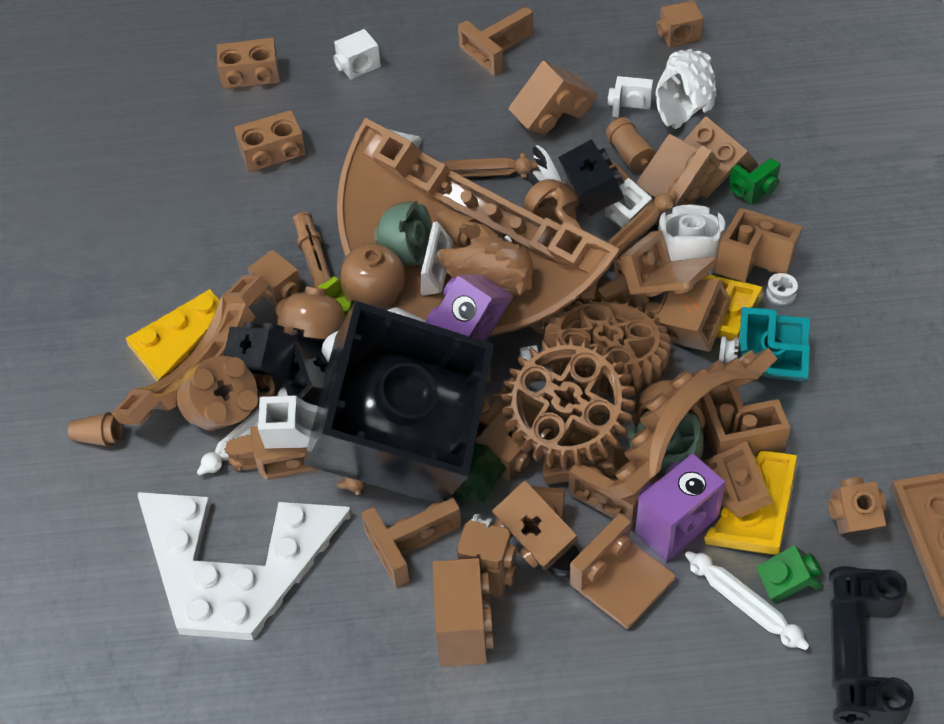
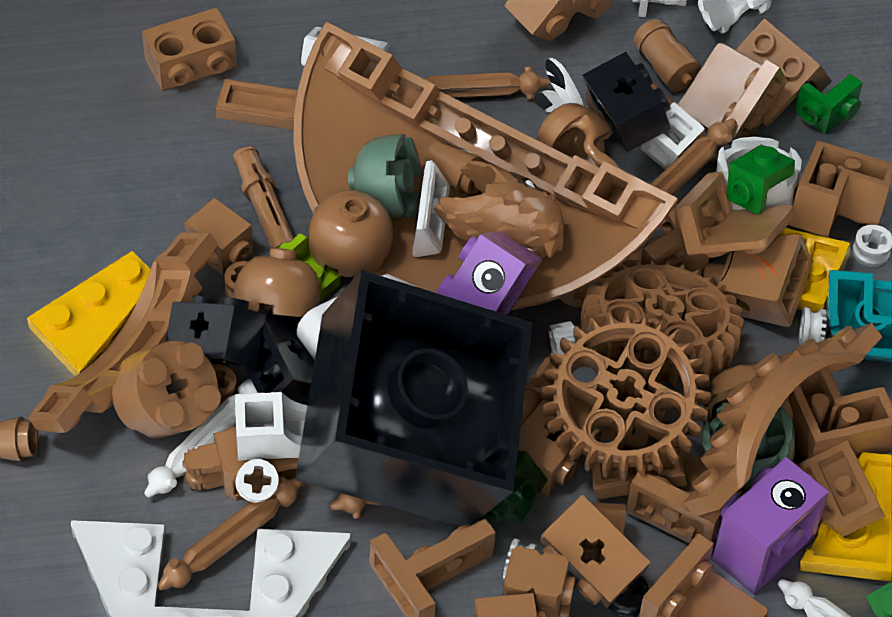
camera: 10 degrees left, 0 degrees up
(256, 505) = (227, 535): none -> medium nougat wheel
(270, 455) = (245, 489): none -> white bush
(313, 181) = (257, 104): none -> medium nougat tile
(686, 231) = (755, 174): none -> green bracket

